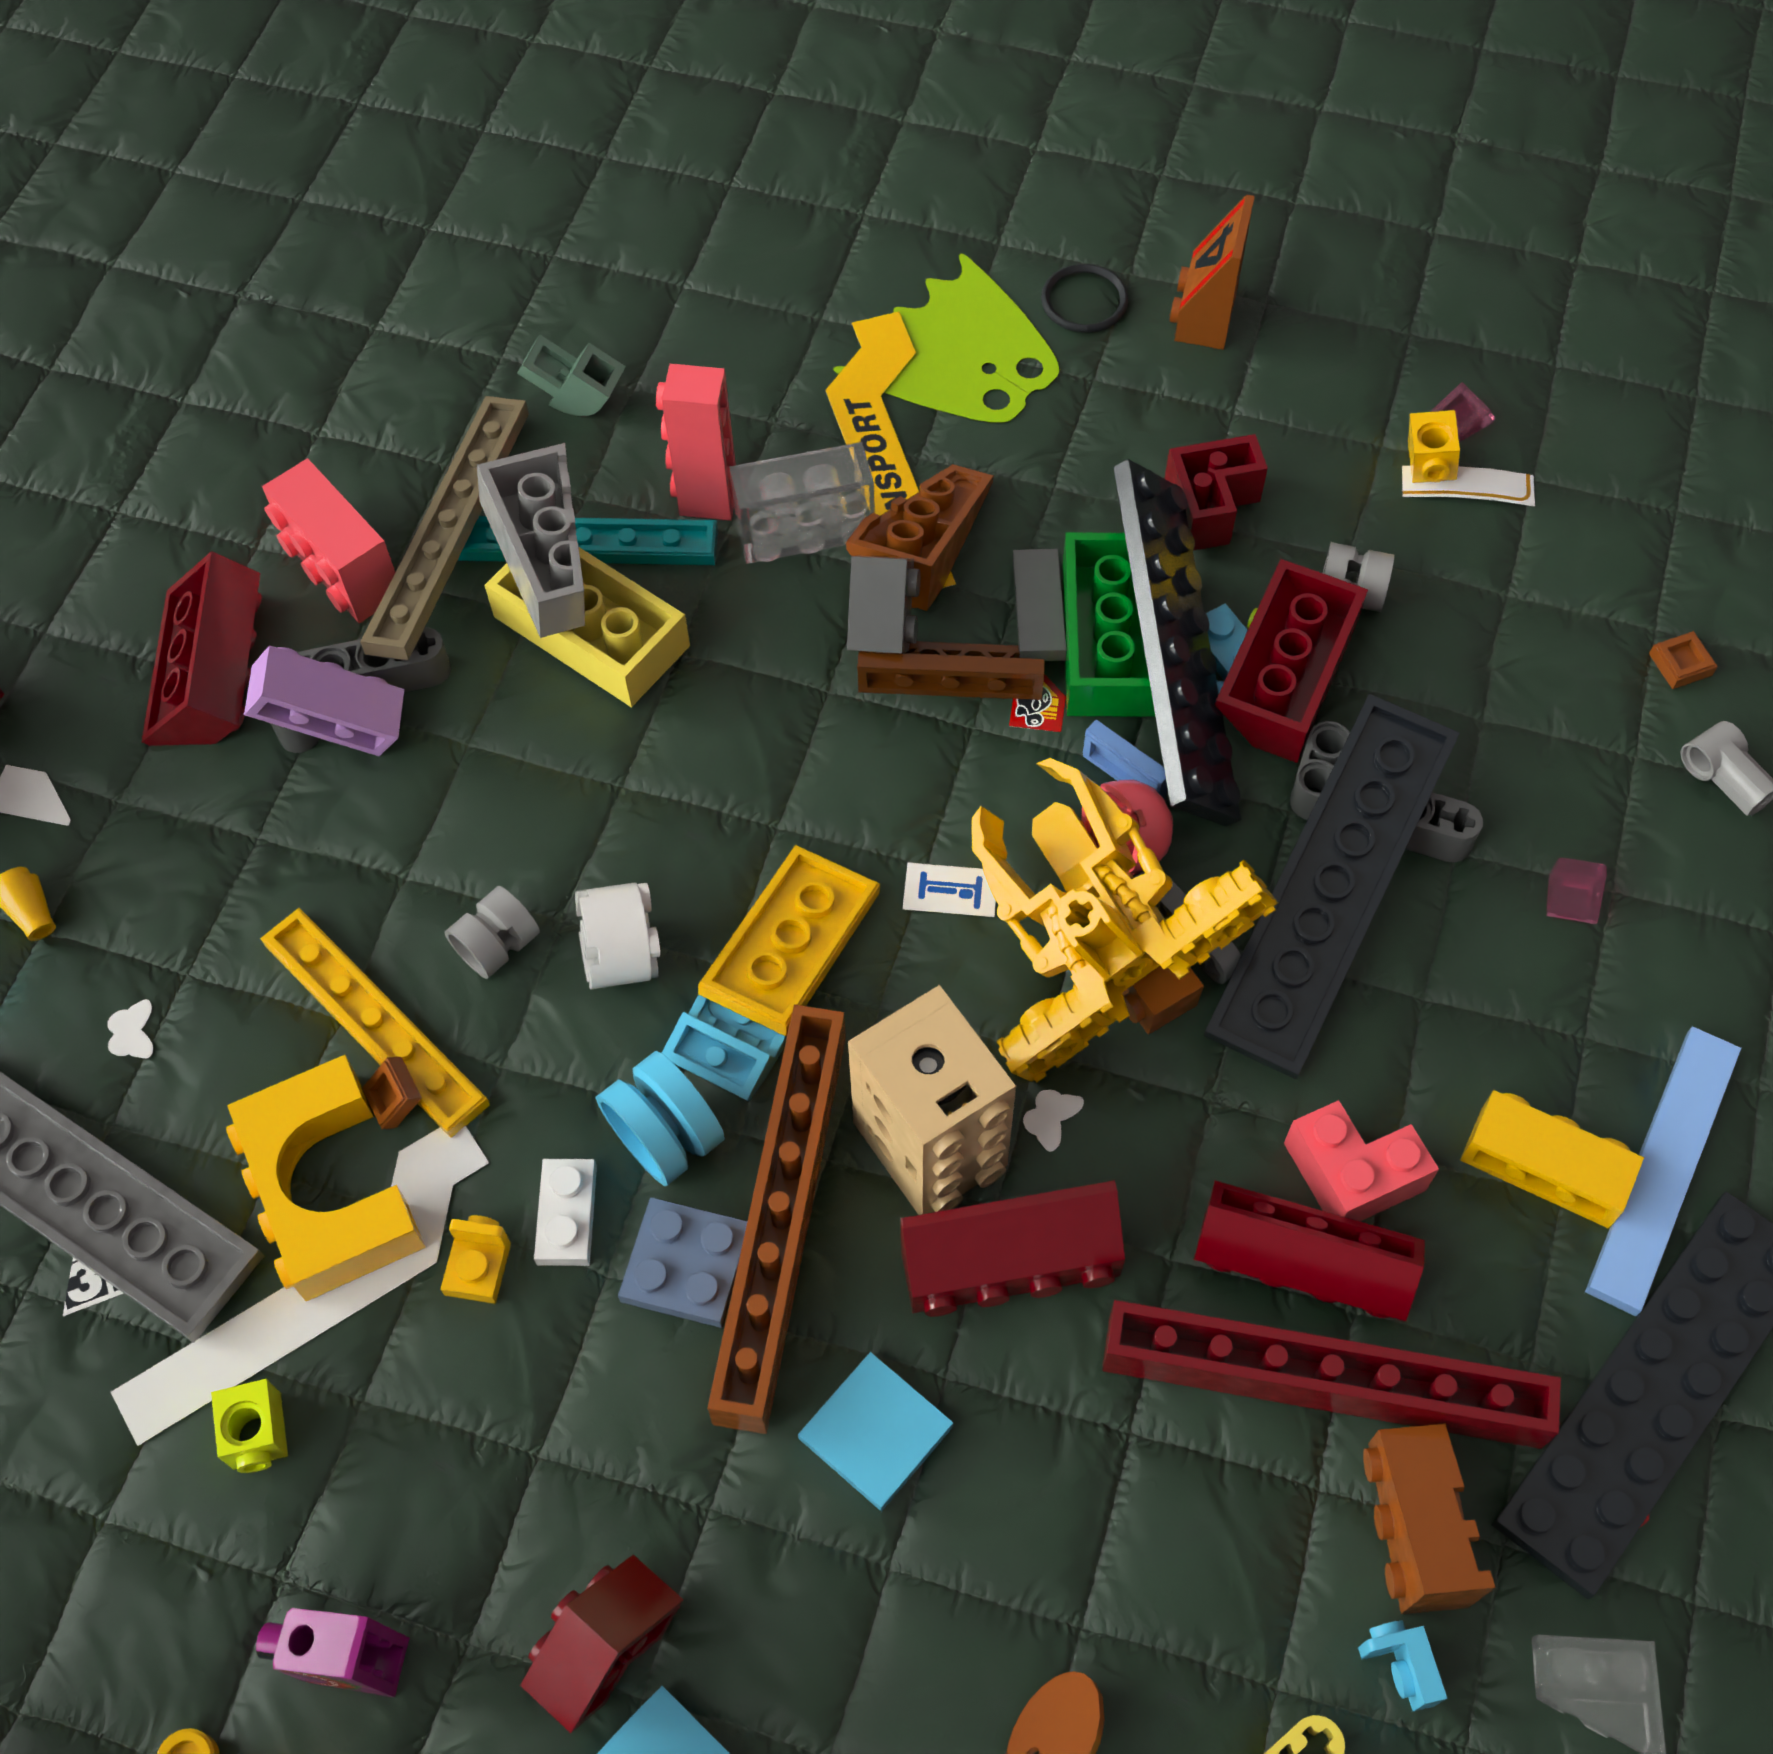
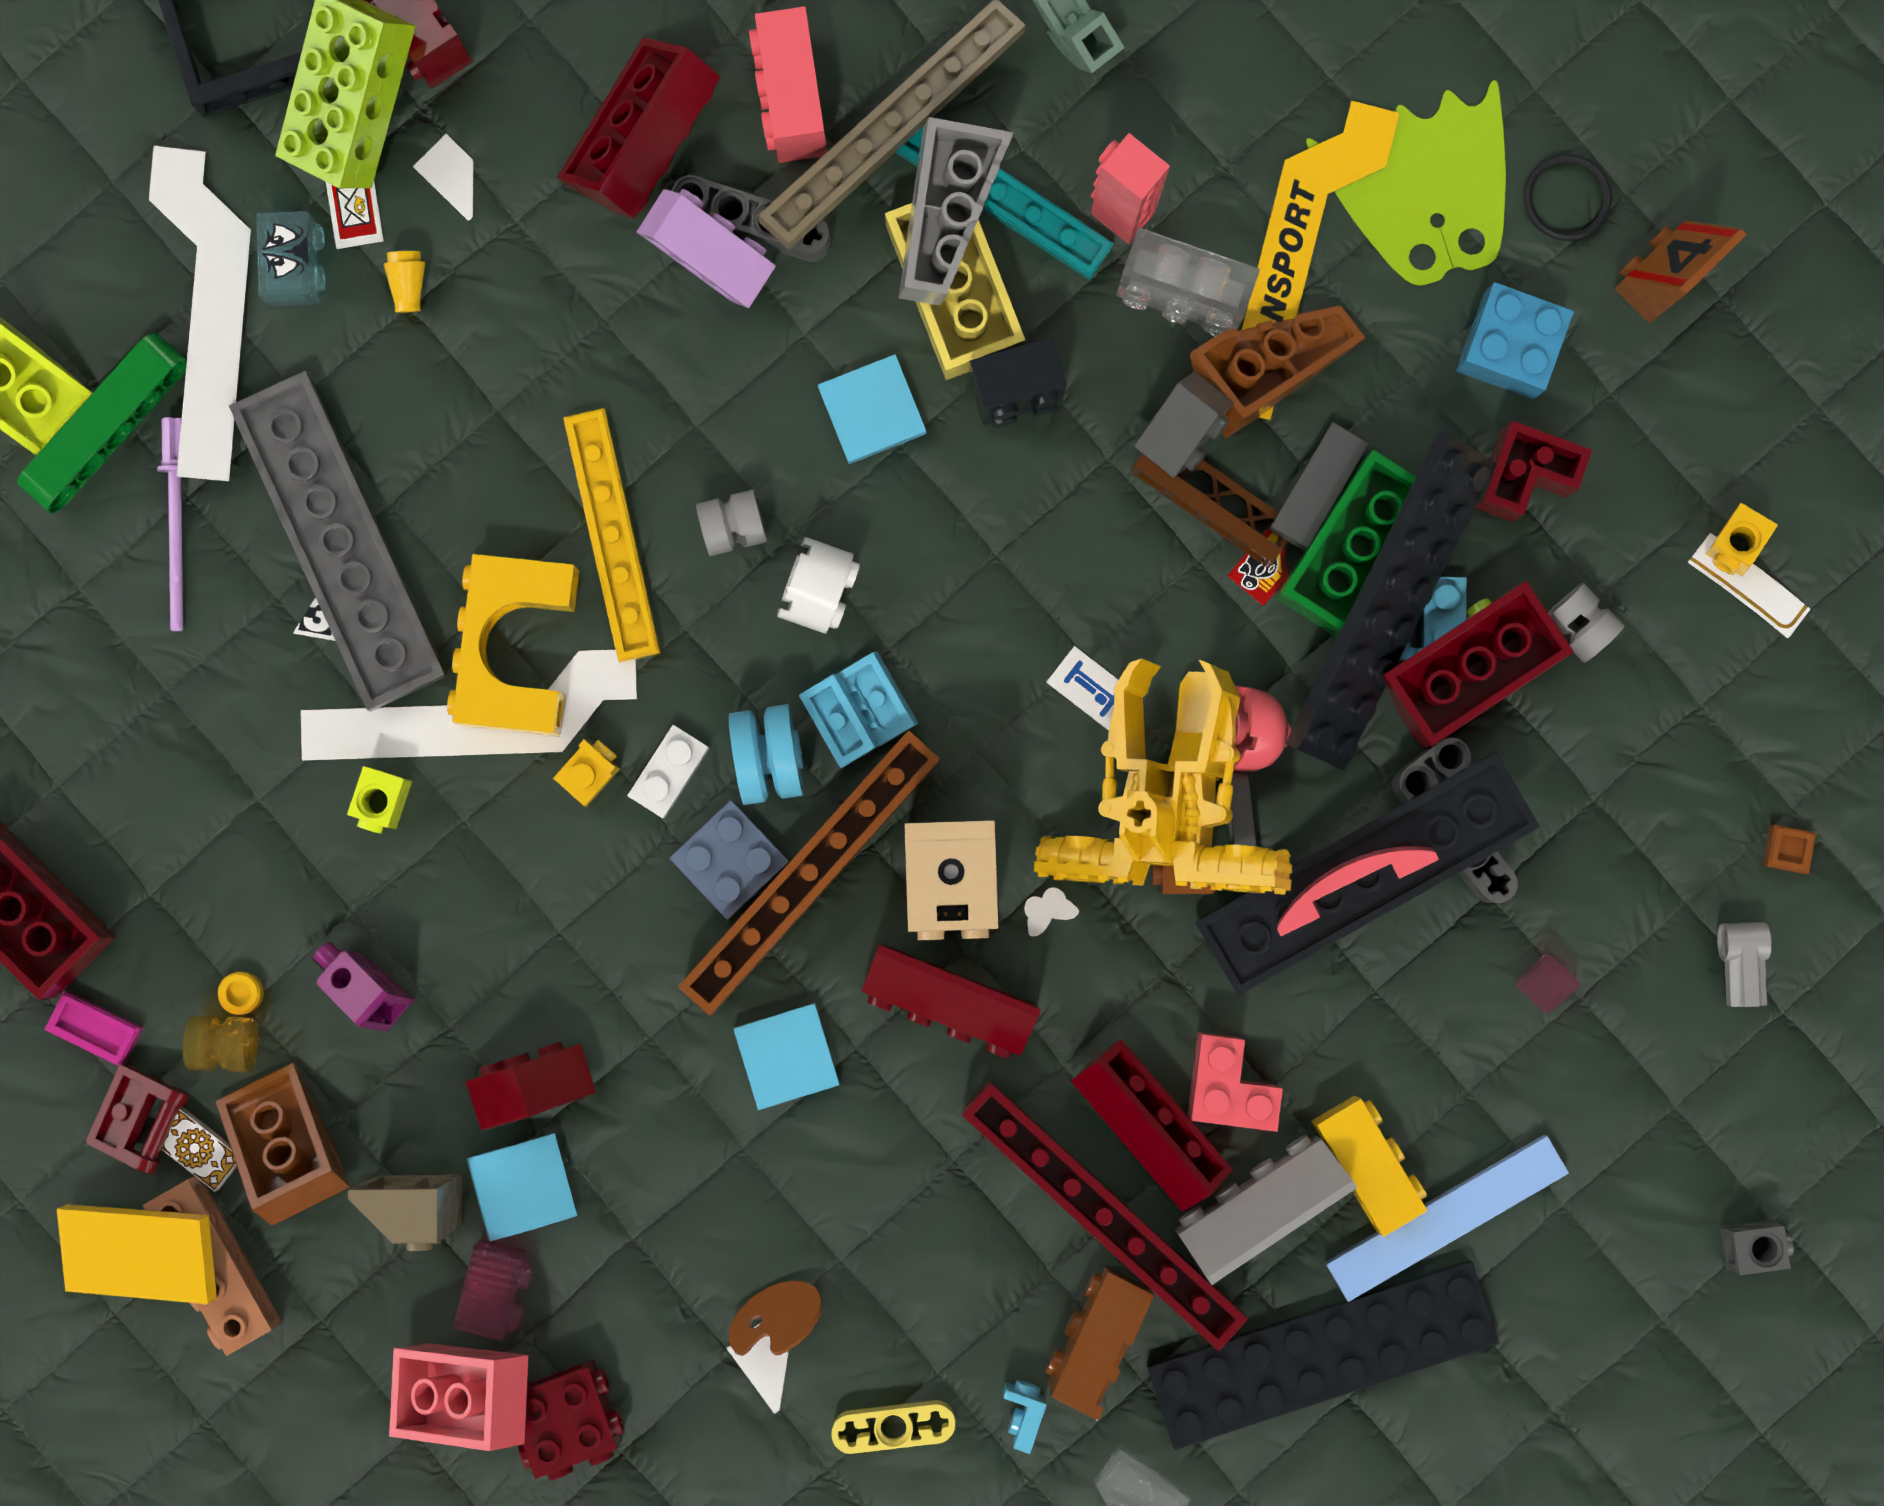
camera: 30 degrees right, 25 degrees up
(127, 1031) = (434, 430): white sticker -> none
(391, 1092) = (594, 607): dark orange tile -> none
(574, 768) = (872, 409): none -> medium azure tile
(699, 658) = (1017, 382): none -> black brick
(789, 939) = (945, 661): yellow tile -> none
(1121, 758) = (1287, 670): medium blue tile -> none
(1123, 407) = (1514, 341): none -> dark azure brick
(1354, 836) = (1403, 859): none -> coral slope
(1470, 411) = (1797, 516): clear pink slope -> none
(1485, 1257) = (1264, 1207): none -> light grey slope

